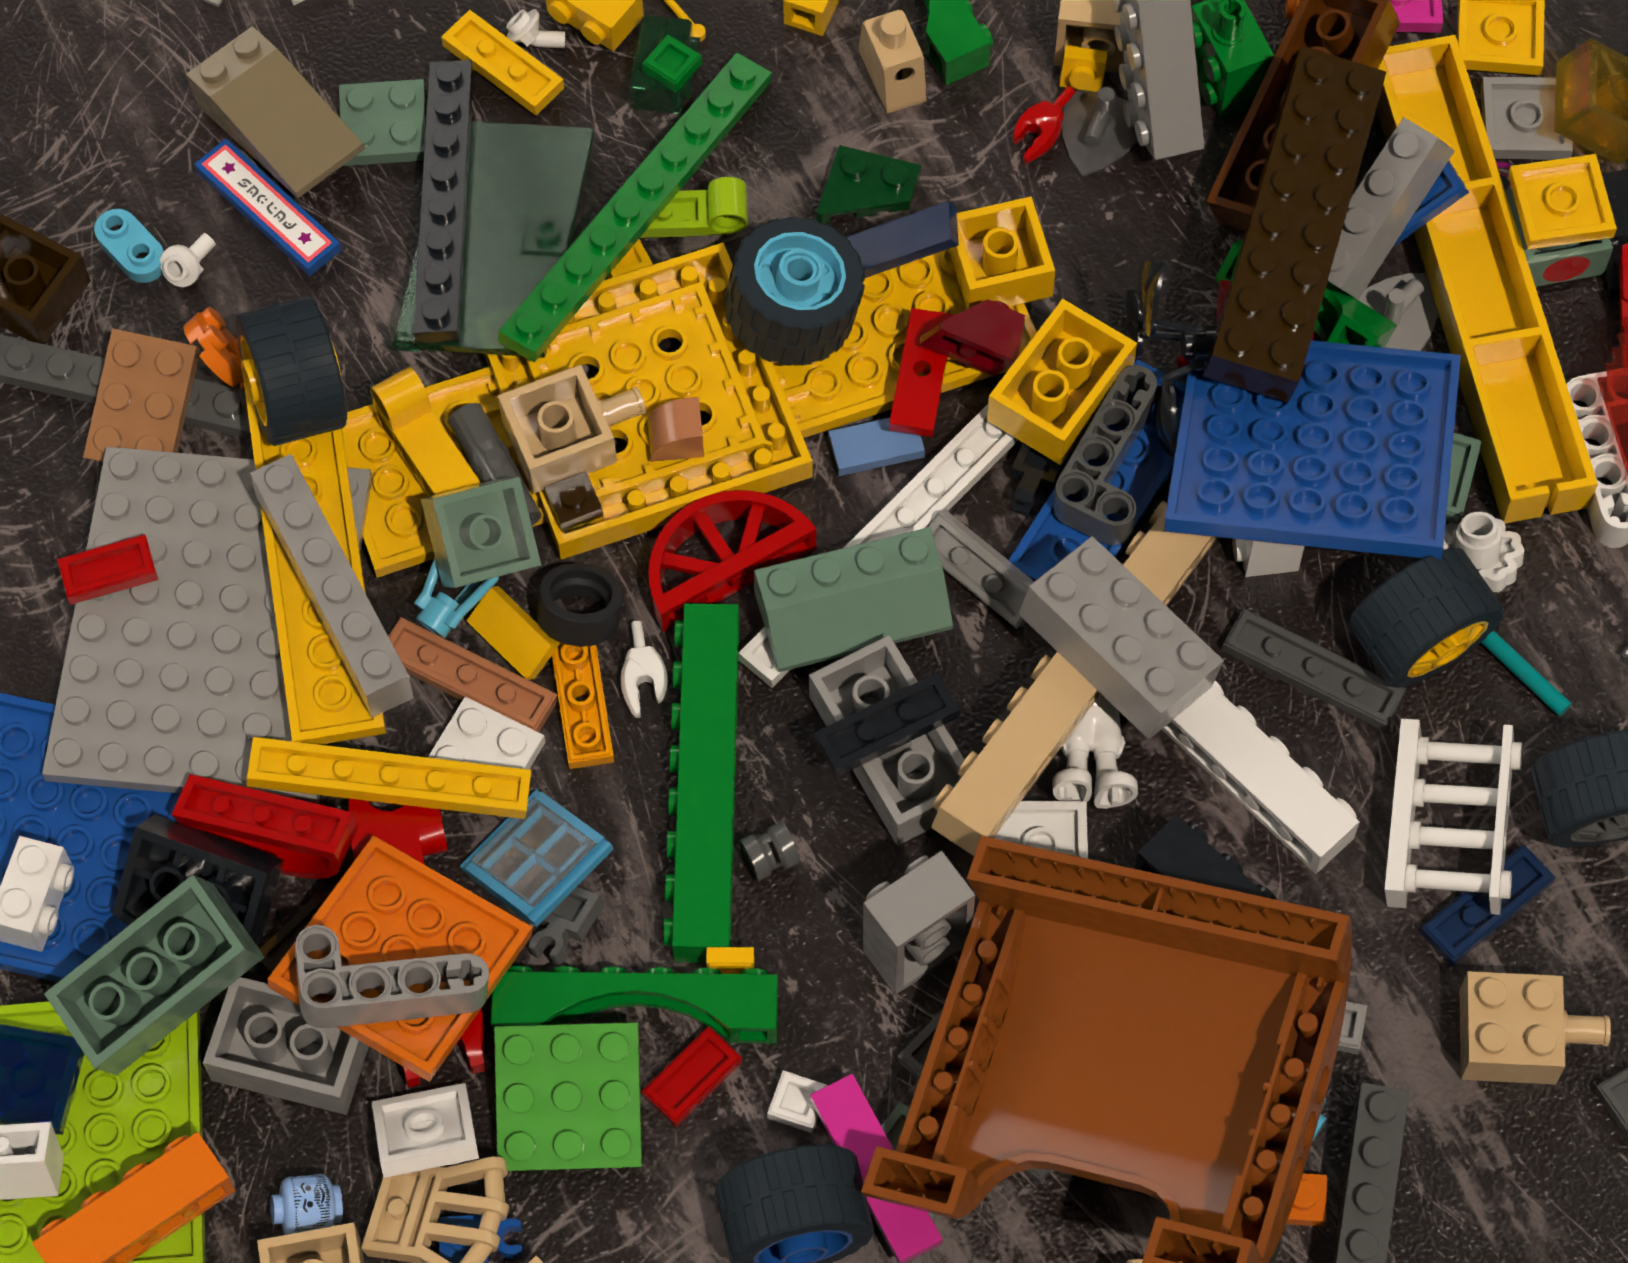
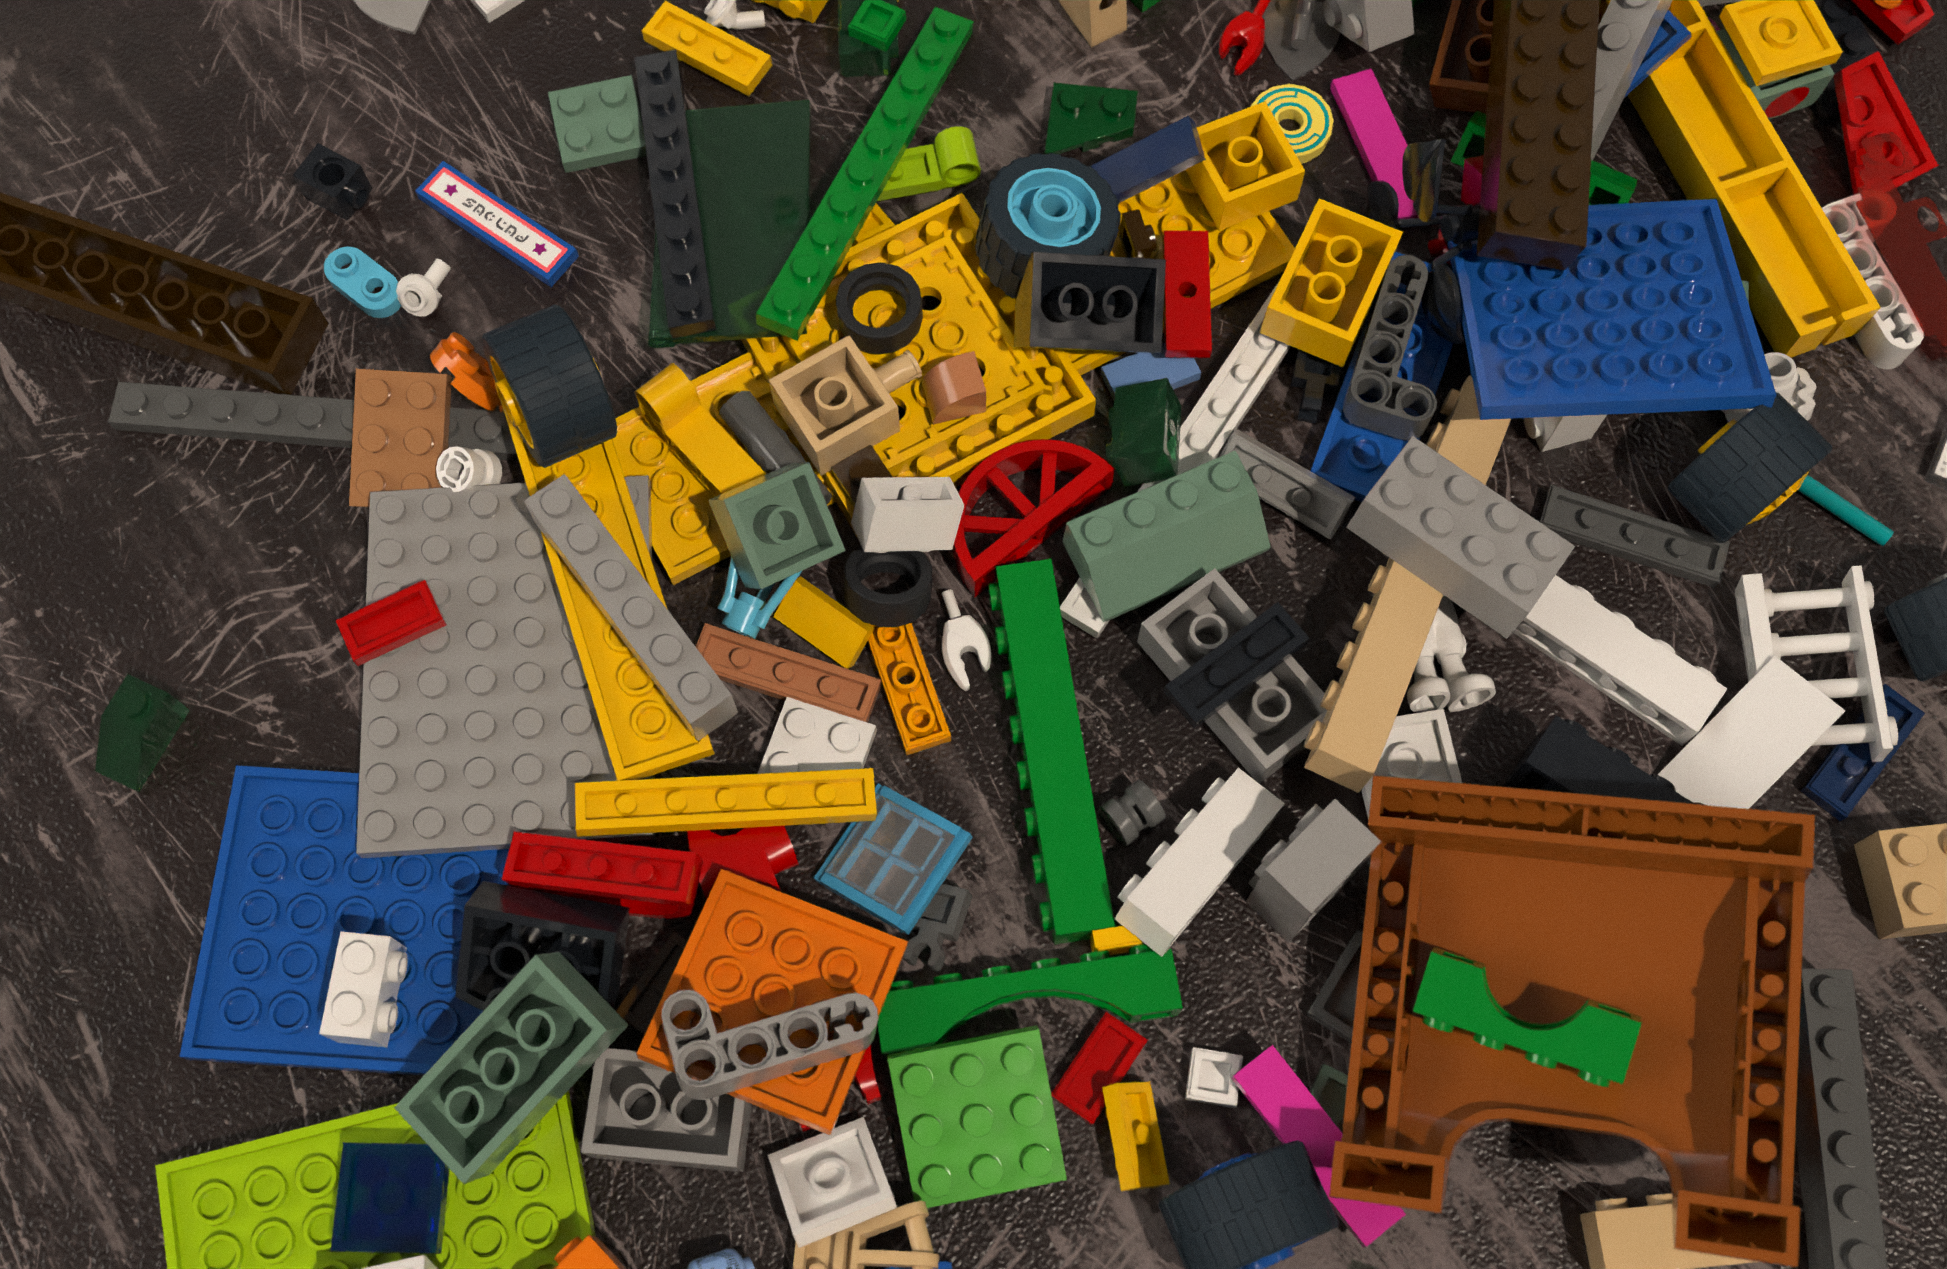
camera: 10 degrees left, 5 degrees up
(109, 131) = (322, 171): none -> black brick
(201, 437) = (468, 468): none -> white wheel
(272, 112) = (485, 127): dark tan slope -> none
(607, 541) = (907, 514): none -> white brick
(619, 313) = (878, 277): none -> black tyre
(711, 1134) = (1135, 1136): none -> yellow plate
(816, 901) = (1198, 861): none -> white brick
(819, 368) = (1091, 303): none -> black slope
(854, 498) = (1145, 432): none -> clear green brick
(885, 314) = (1136, 237): none -> dark brown plate
(979, 336) = (1241, 250): dark red slope -> none
(1082, 202) = (1308, 111): none -> light yellow tile
(1132, 1098) = (1592, 1039): none -> green arch
(1153, 239) = (1374, 131): none -> dark pink tile
(1377, 868) = (1752, 739): none -> white sticker
(1409, 304) = (1636, 156): light grey shield -> none

